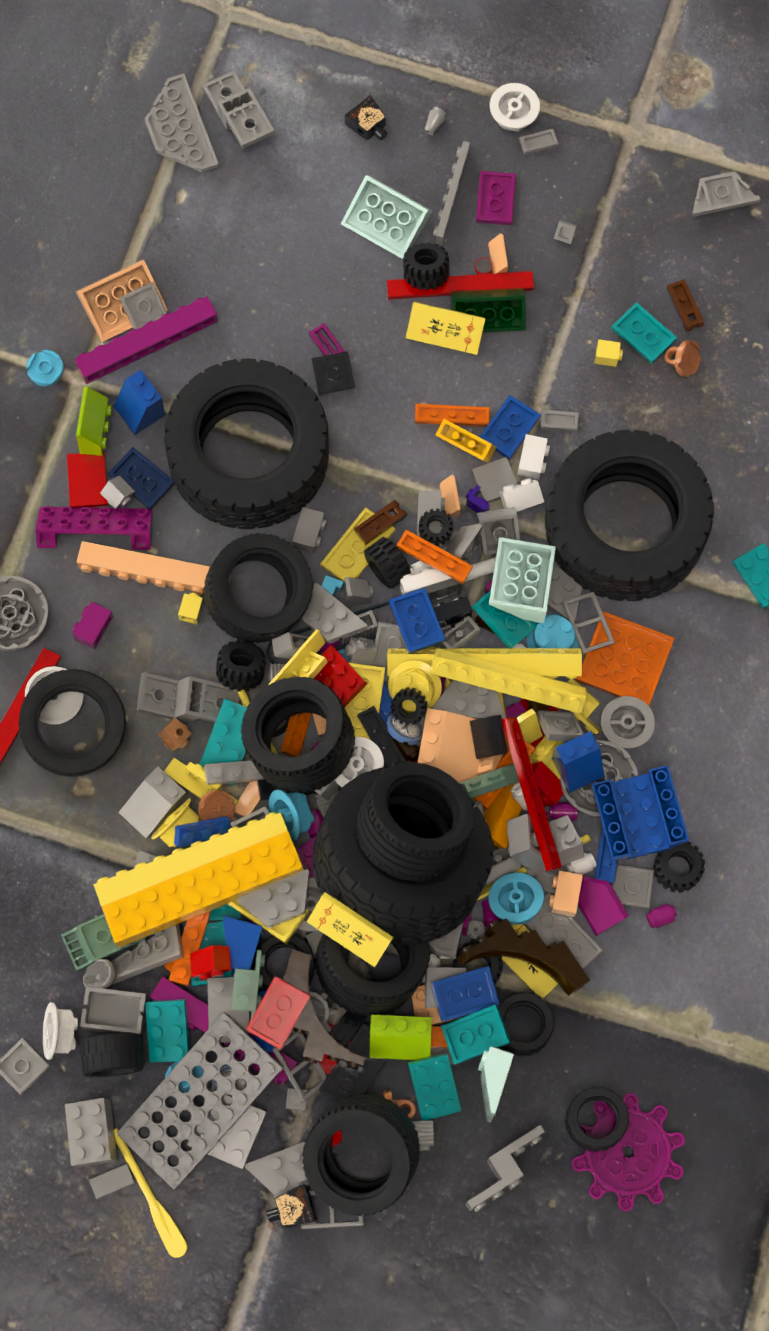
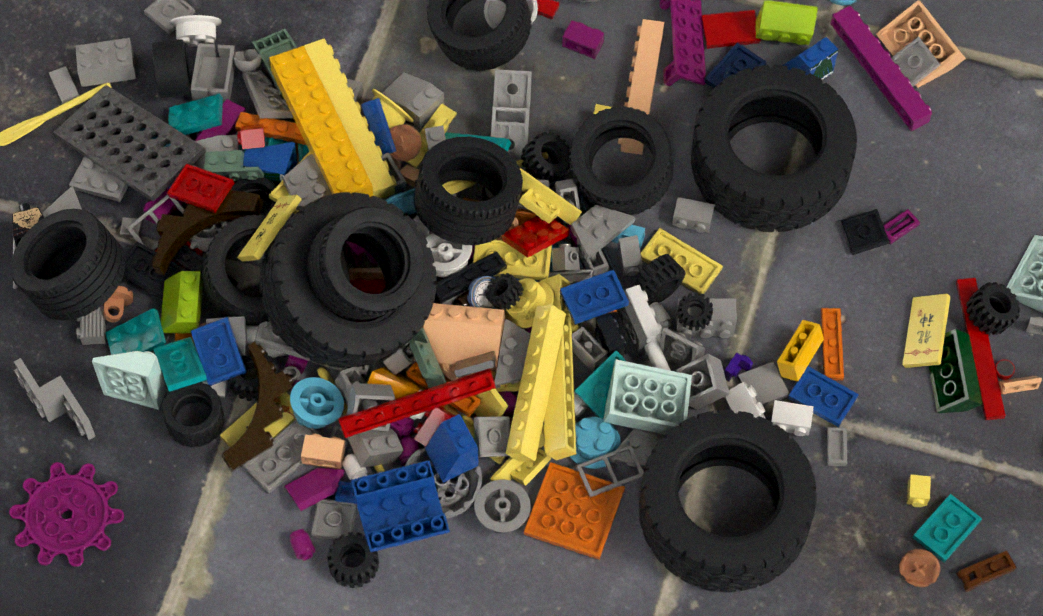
camera: 90 degrees right, 10 degrees down
(117, 492) = (717, 49): light grey brick -> none
(175, 735) = (480, 103): medium nougat brick -> none
(380, 522) = (705, 275): reddish brown plate -> none
(434, 556) = (663, 311): orange plate -> none
(449, 492) = (740, 344): light nougat slope -> none
(610, 1098) = (89, 455): black tyre -> none

